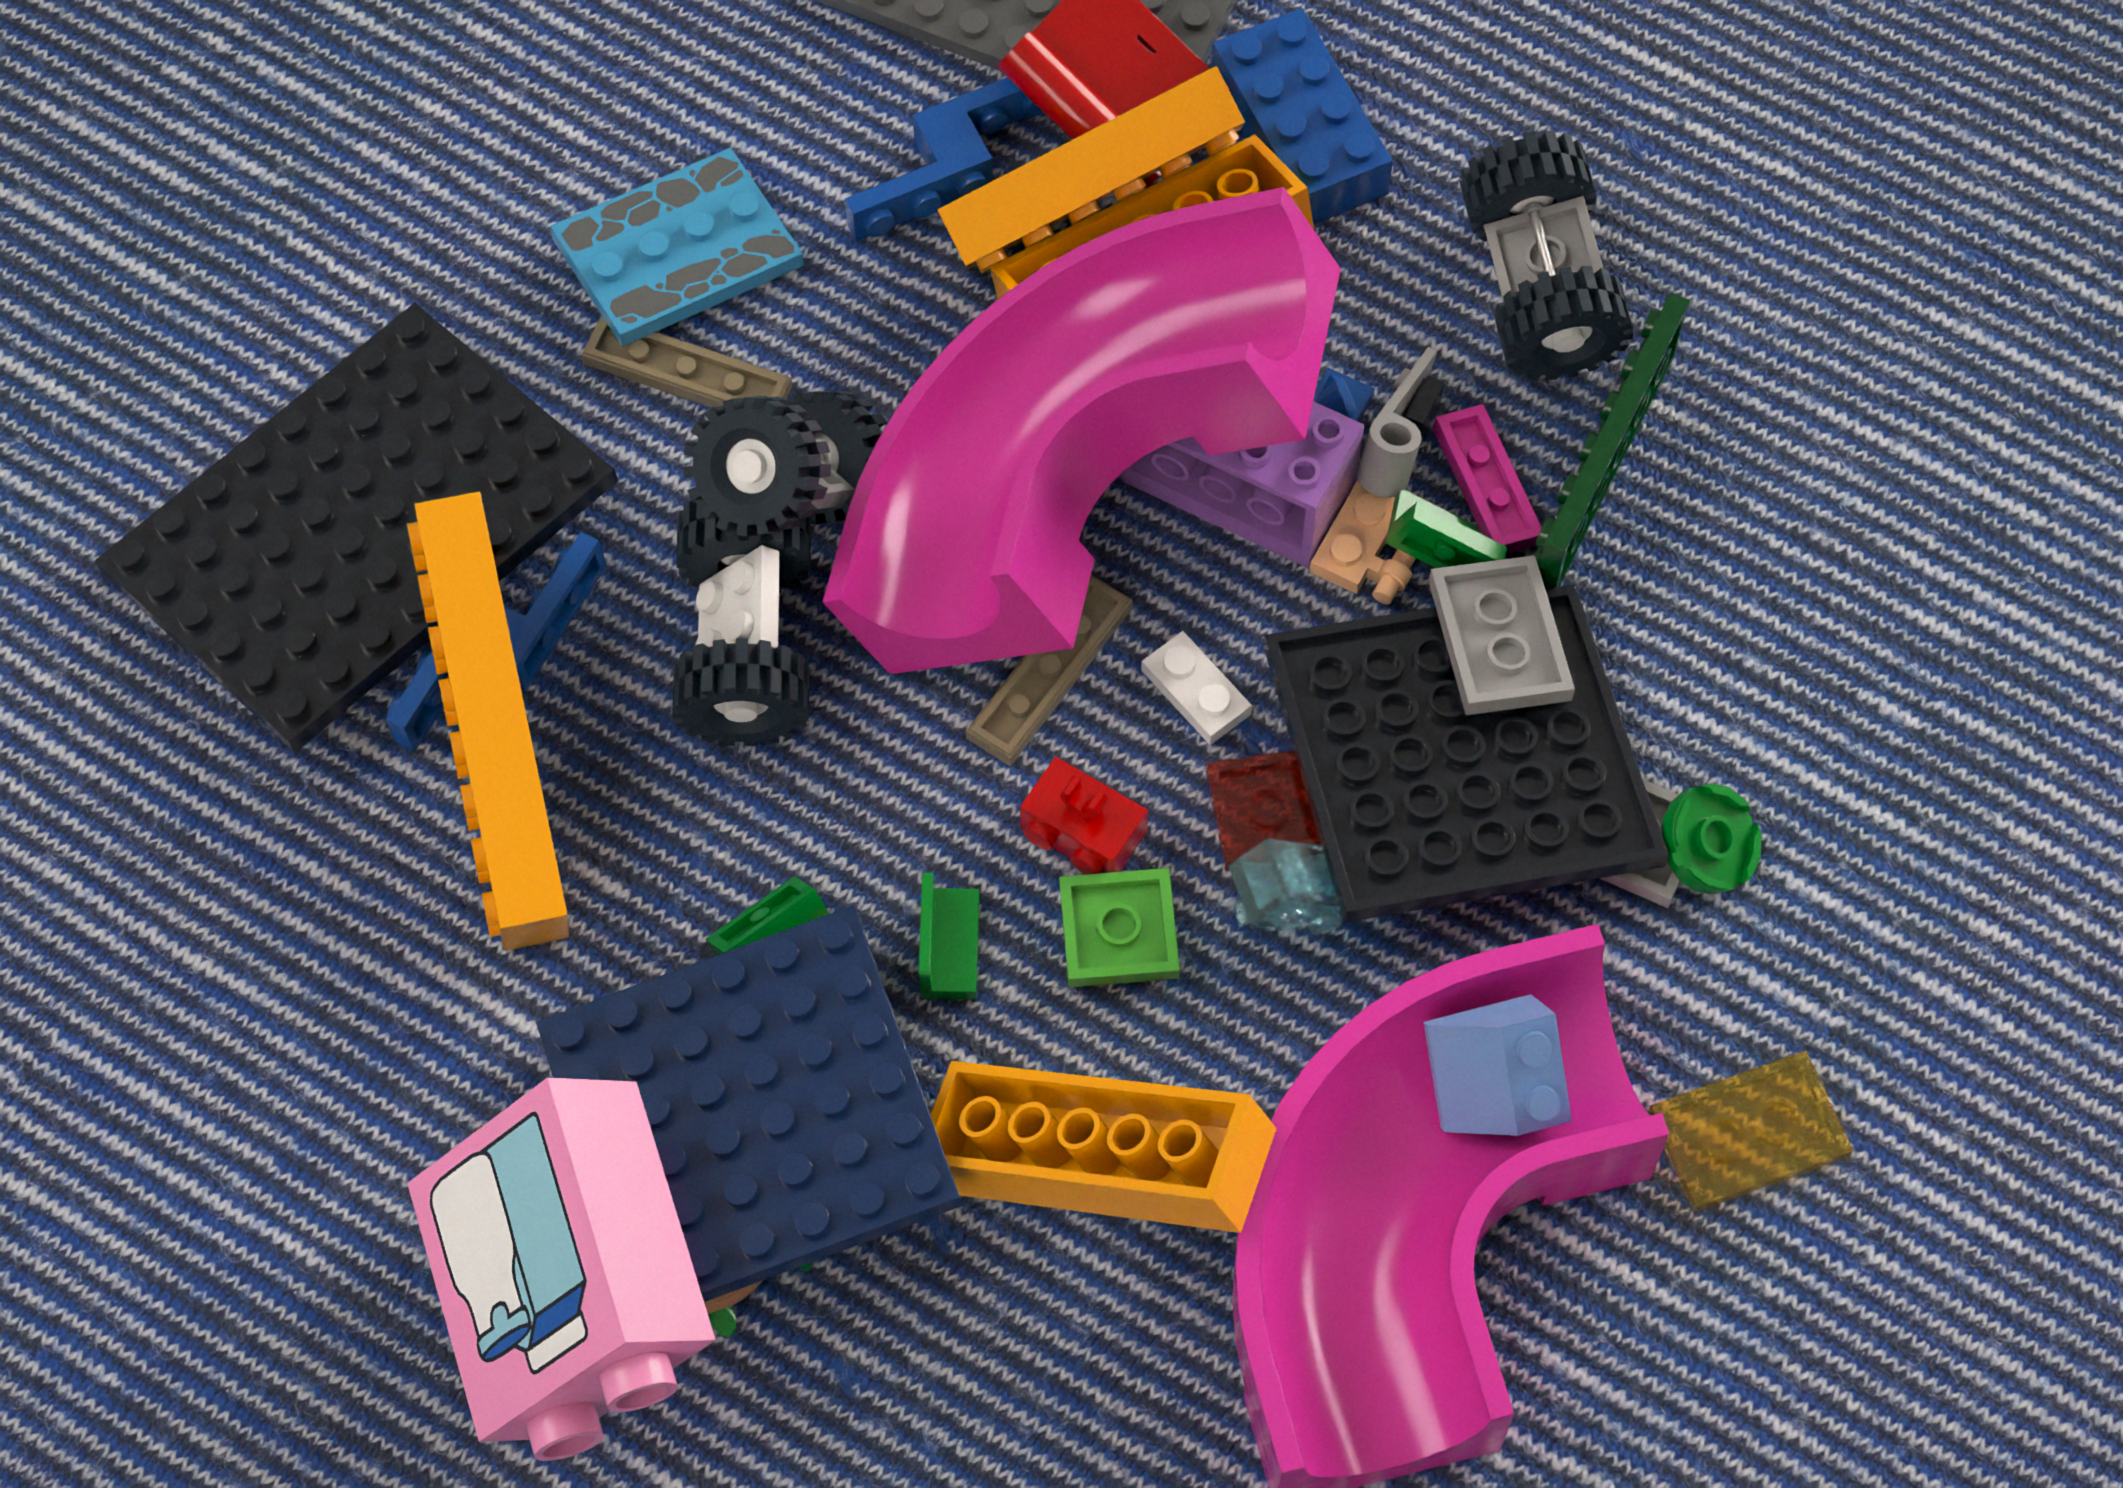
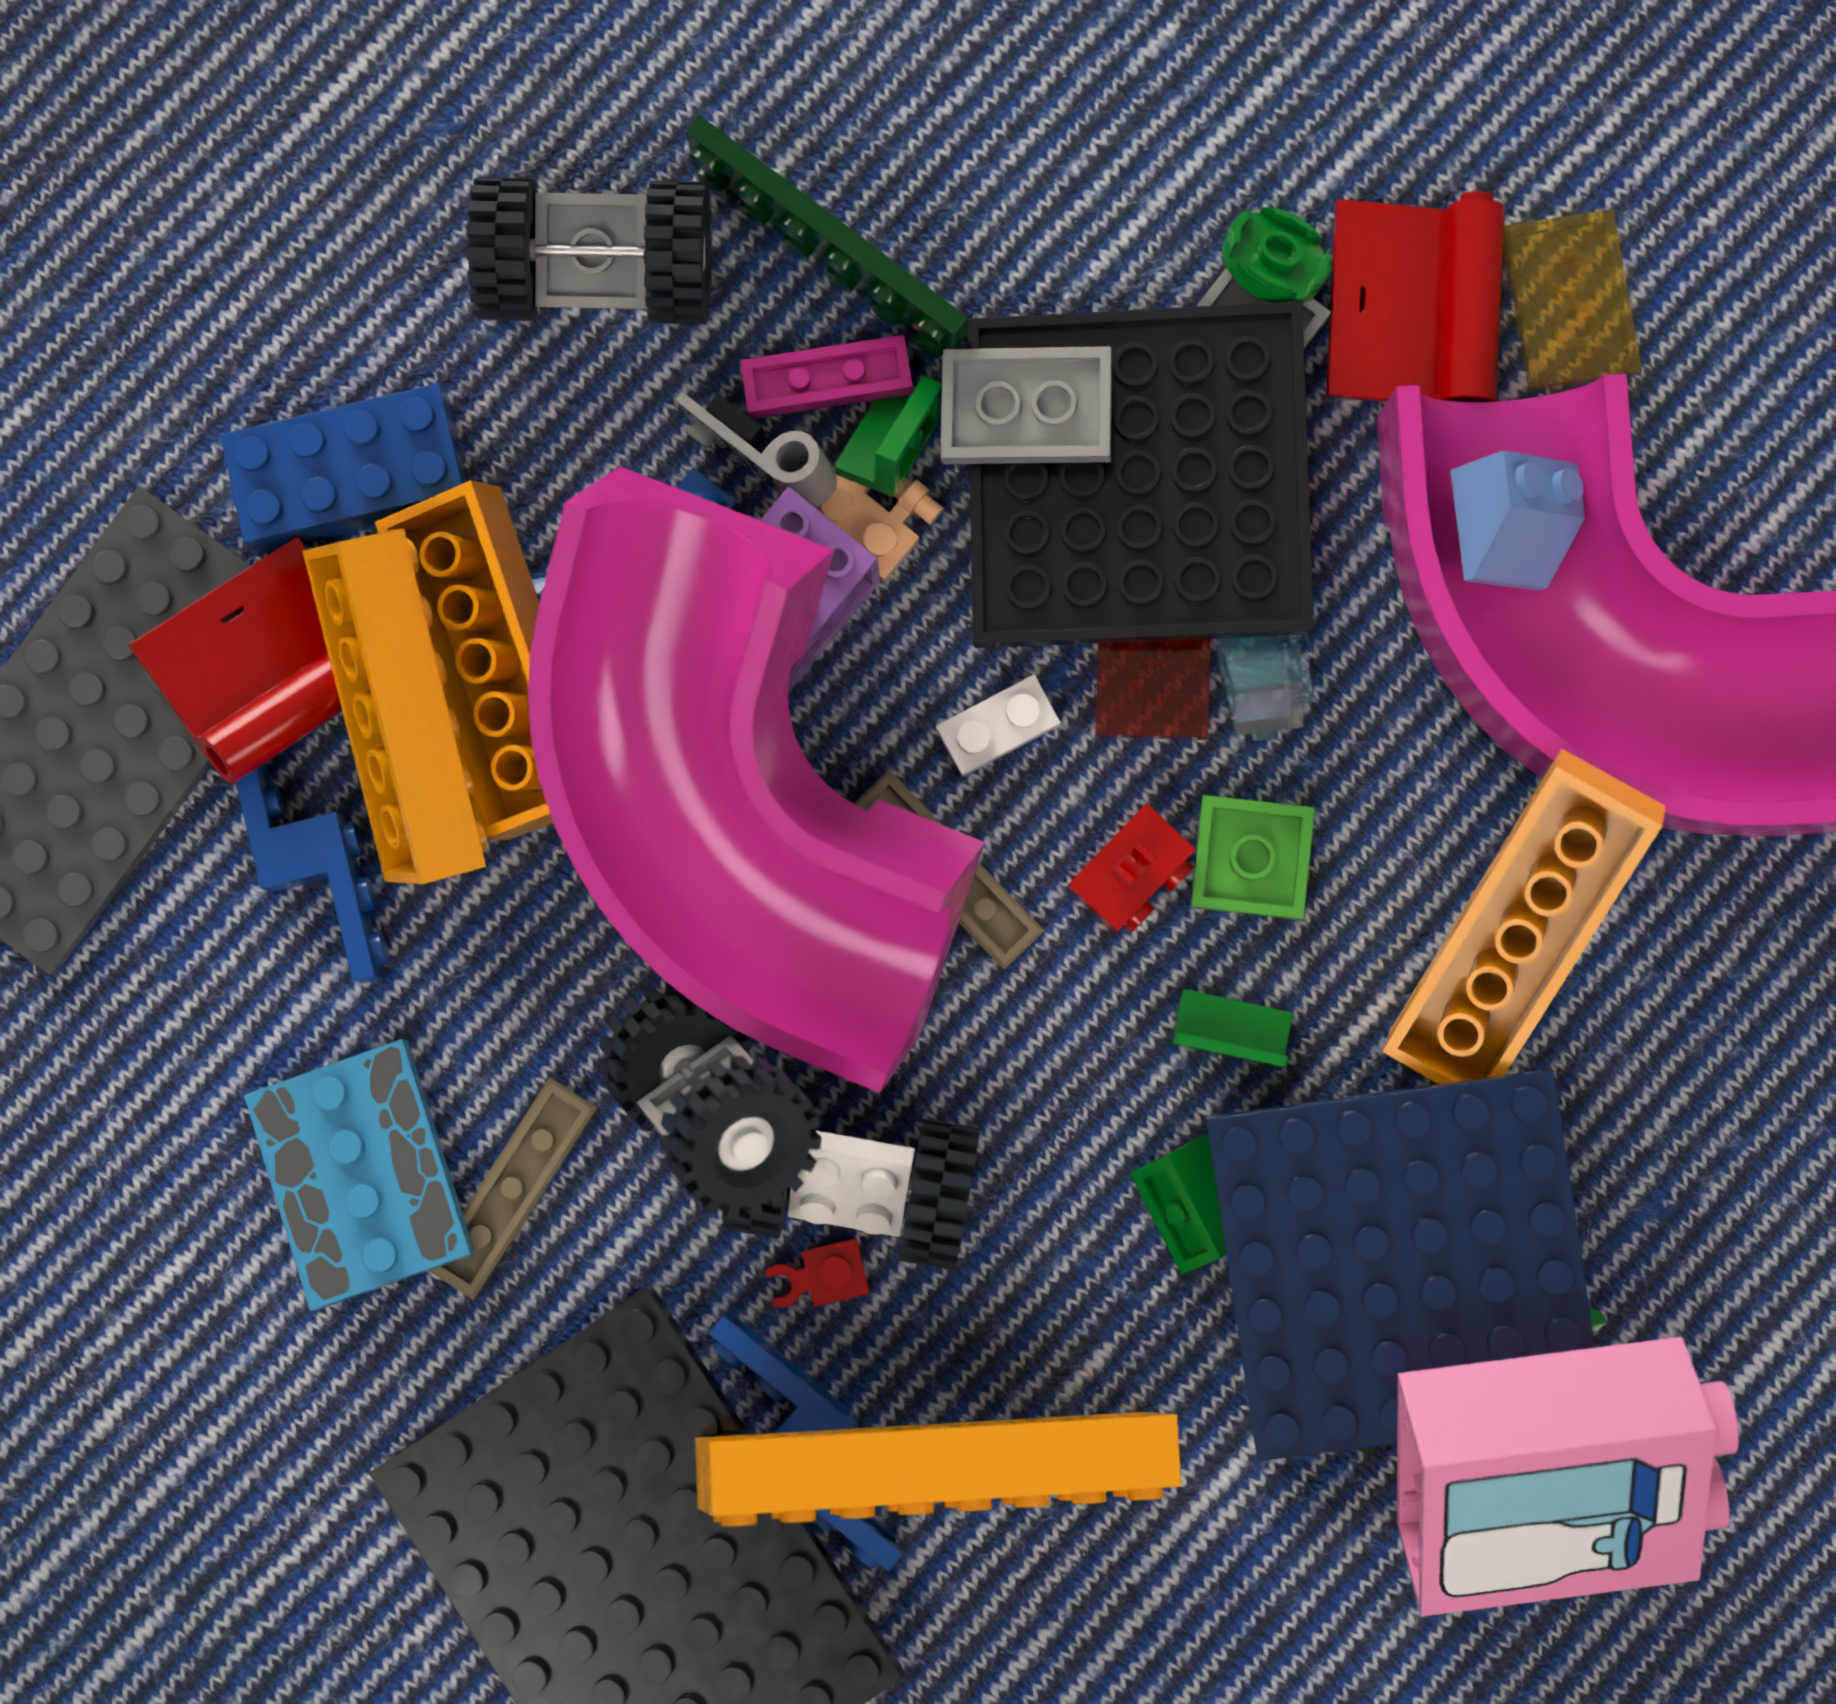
camera: 75 degrees left, 20 degrees up
(652, 636) = (830, 1273): none -> red plate
(1711, 991) = (1426, 299): none -> red door

